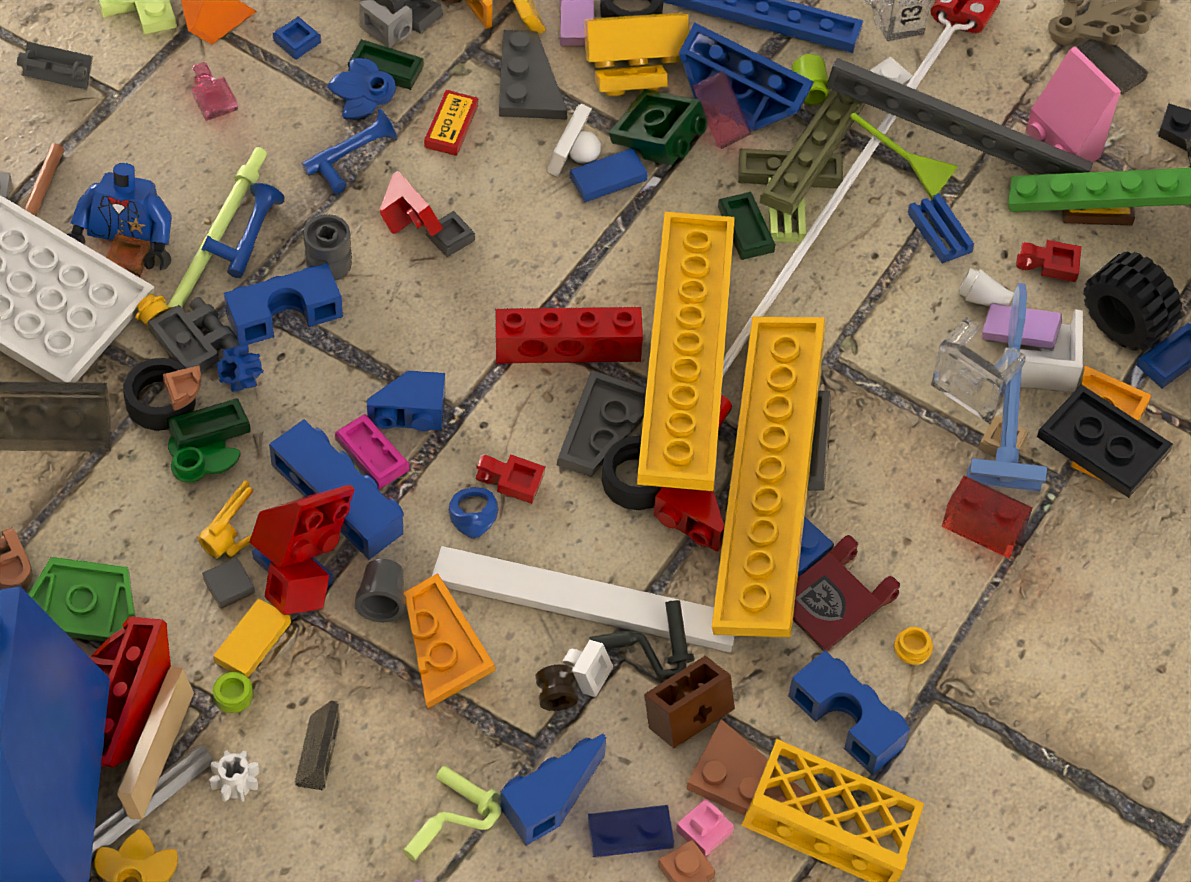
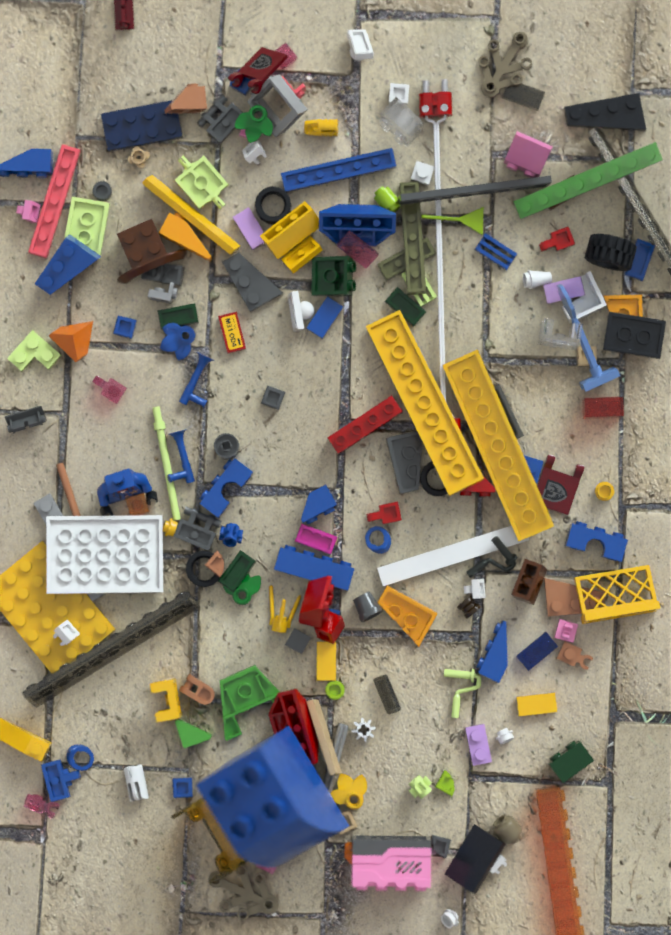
camera: 25 degrees left, 30 degrees up
(405, 205) = (246, 398): red slope -> none

